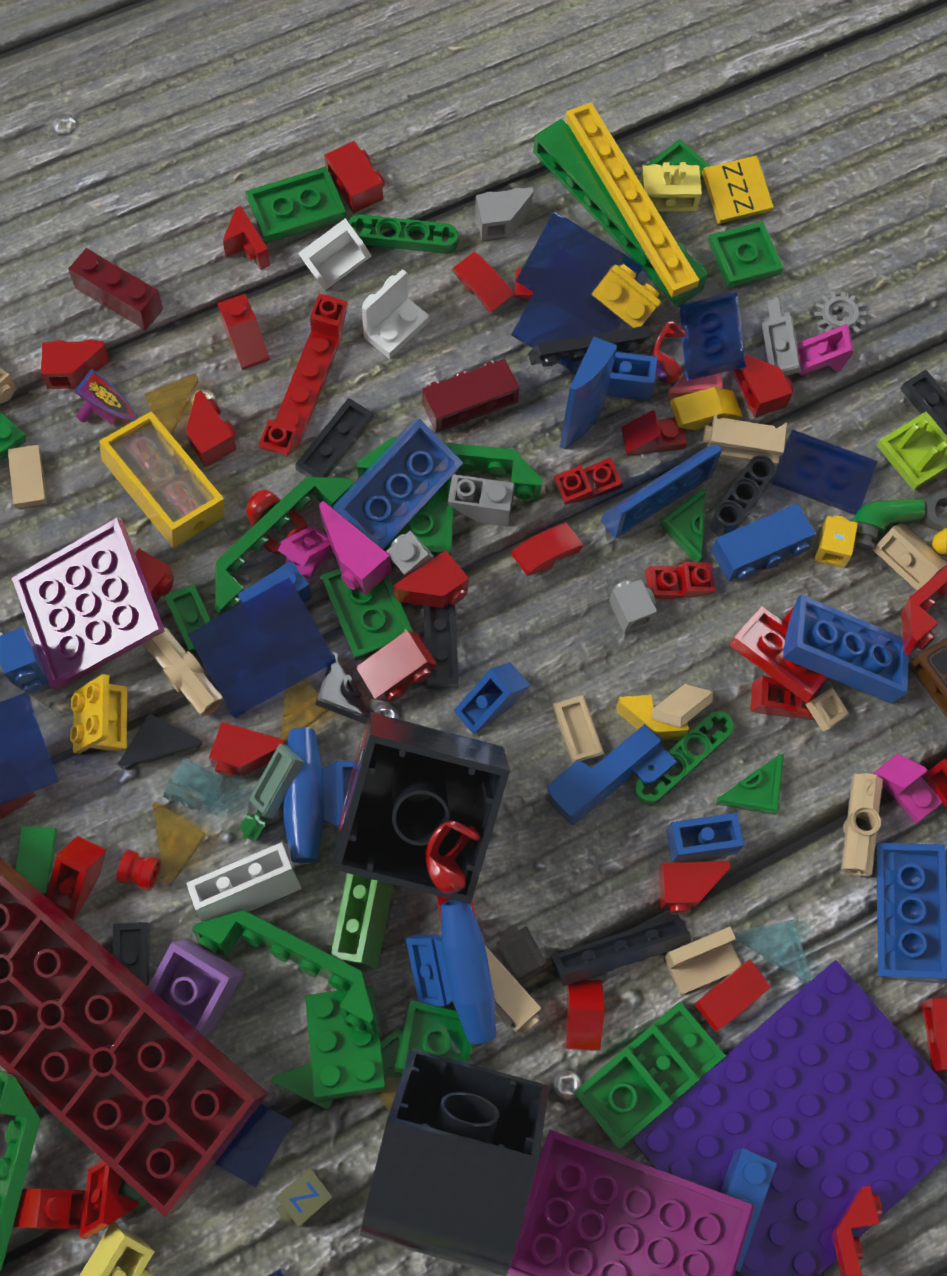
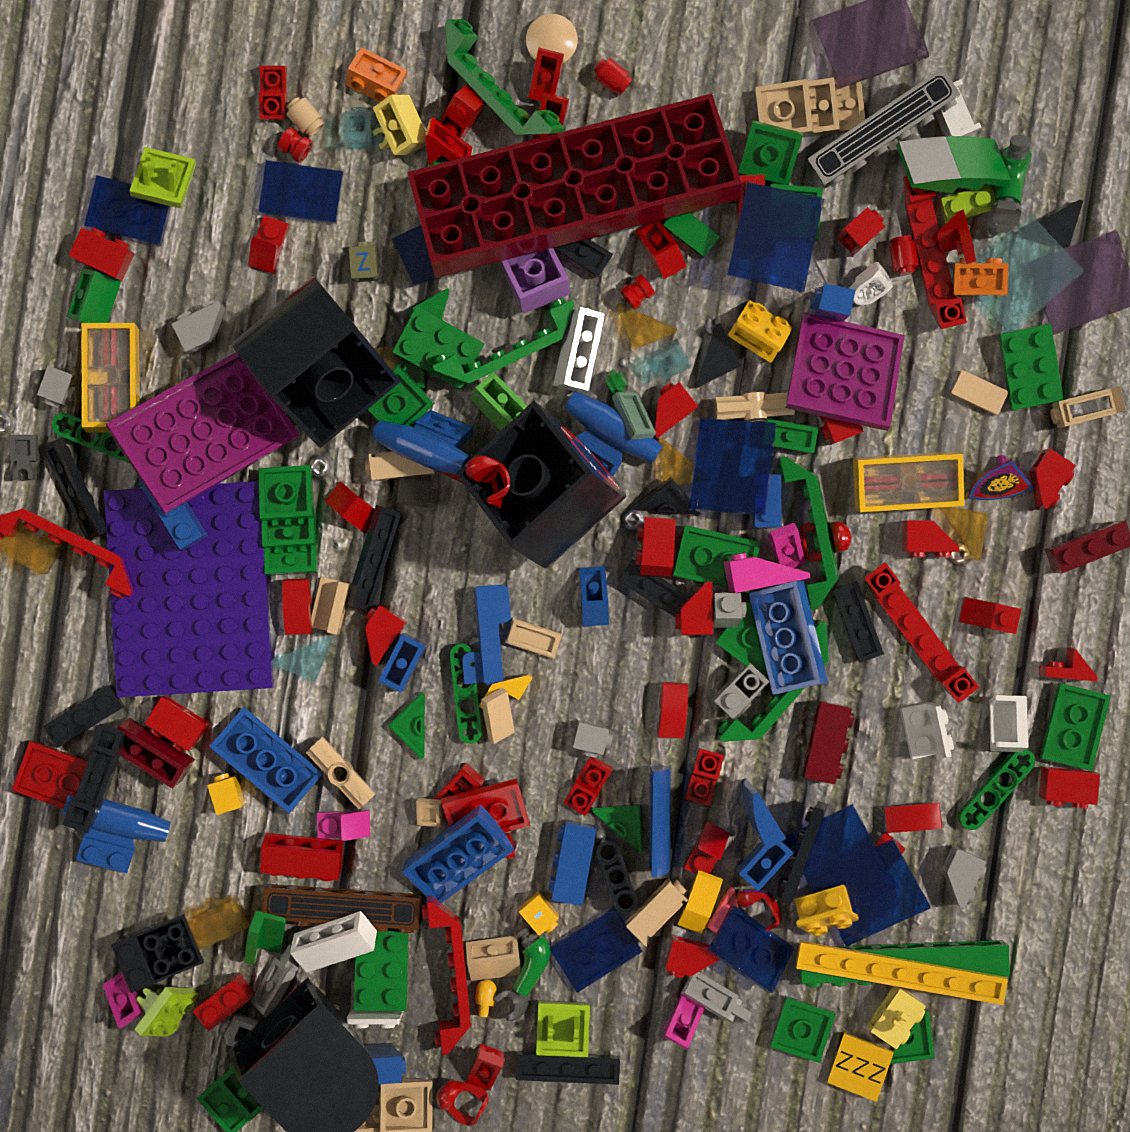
camera: 130 degrees right, 20 degrees up
(849, 309) = (707, 1072): light grey gear -> none

